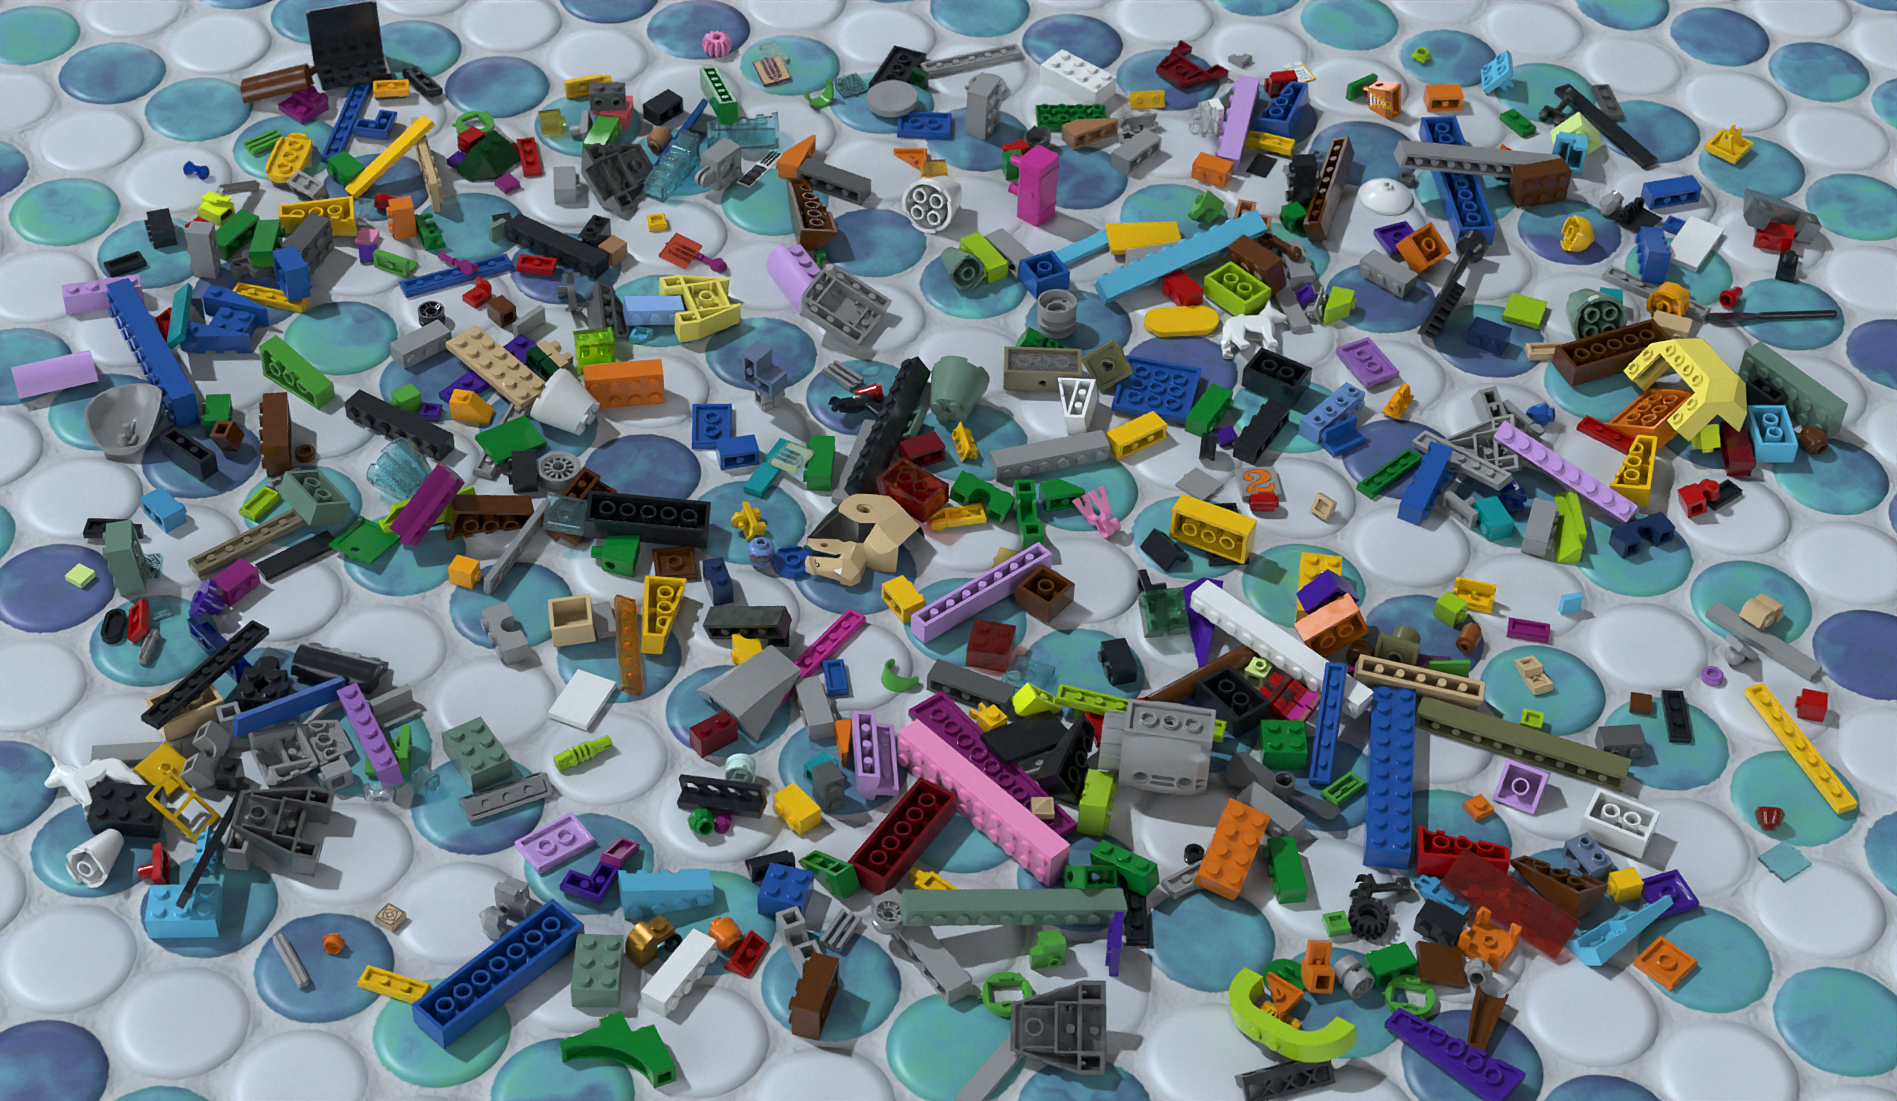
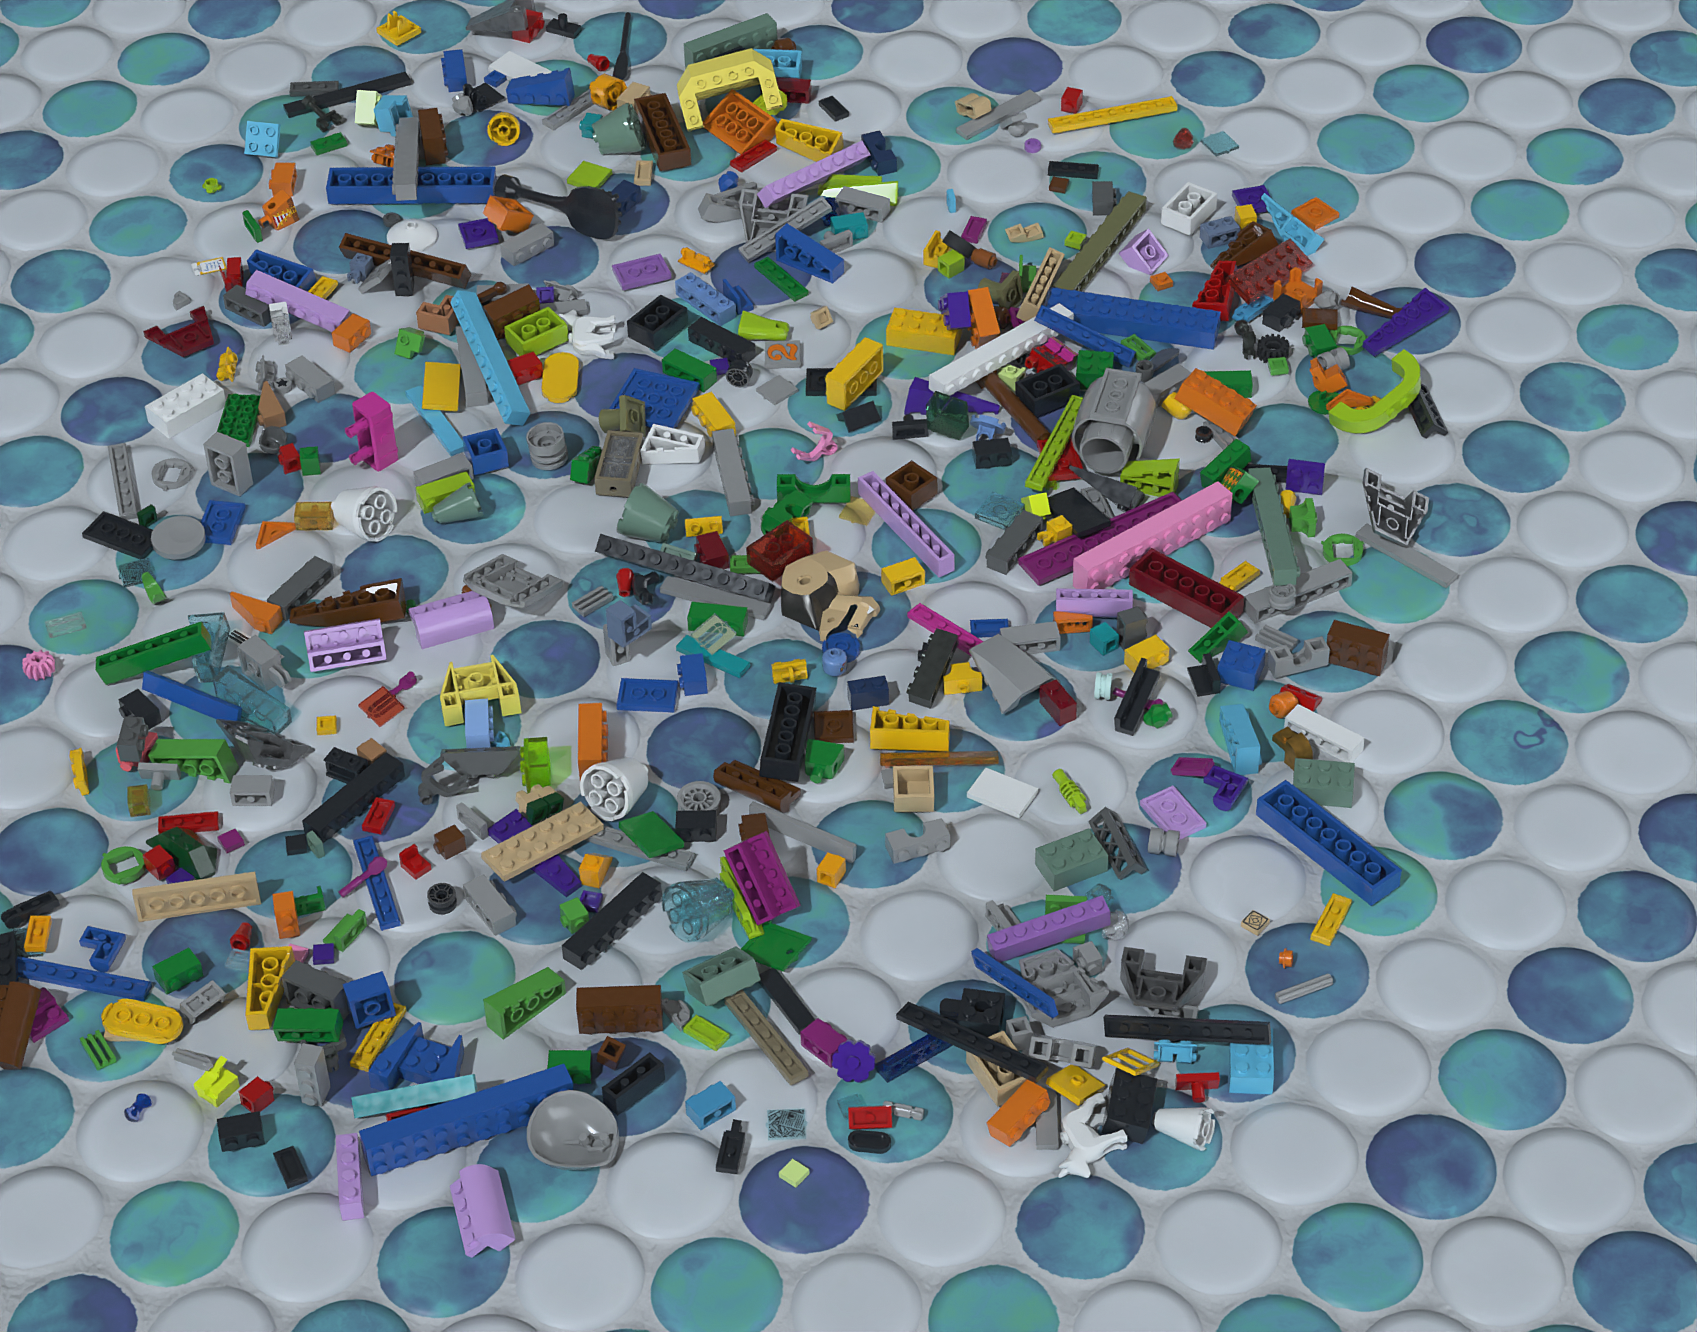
camera: 80 degrees left, 0 degrees up
(125, 557) = (800, 1114): sand green brick -> none
(125, 725) = (1018, 1113): none -> orange brick
(229, 774) = (1085, 1031): black brick -> none
(236, 233) = (268, 1065): green brick -> none
(327, 663) = (949, 960): black brick -> none
(389, 156) = (185, 919): yellow tile -> none
(493, 922) = (1268, 849): light grey rock -> none
(502, 829) = (1163, 841): none -> light grey wheel
(513, 897) = (1240, 836): light grey brick -> none
(564, 514) = (779, 785): clear light blue tile -> none
(615, 1041) = (1399, 764): green arch -> none
(659, 139) = (195, 714): medium nougat head -> none
(752, 216) = (345, 645): none -> lavender brick
(771, 70) = (97, 626): piece -> none
(894, 682) = (992, 594): bright green helmet -> none
(991, 645) = (967, 525): clear red brick -> none
(1042, 807) = (1158, 505): tan tile -> none
(1059, 495) = (782, 465): green slope -> none
(1078, 934) = (1287, 499): none -> yellow cone
(1156, 651) = (987, 426): none -> medium blue tile
(1261, 165) = (348, 304): black sticker -> none
(1263, 501) = (810, 350): red brick -> none
(1292, 216) = (433, 290): green brick -> none
(1293, 457) = (757, 328): none -> lime piece
(1339, 304) = (563, 275): lime slope -> none
(1489, 603) = (959, 244): none -> black tyre
(1693, 496) = (843, 118): red brick -> none

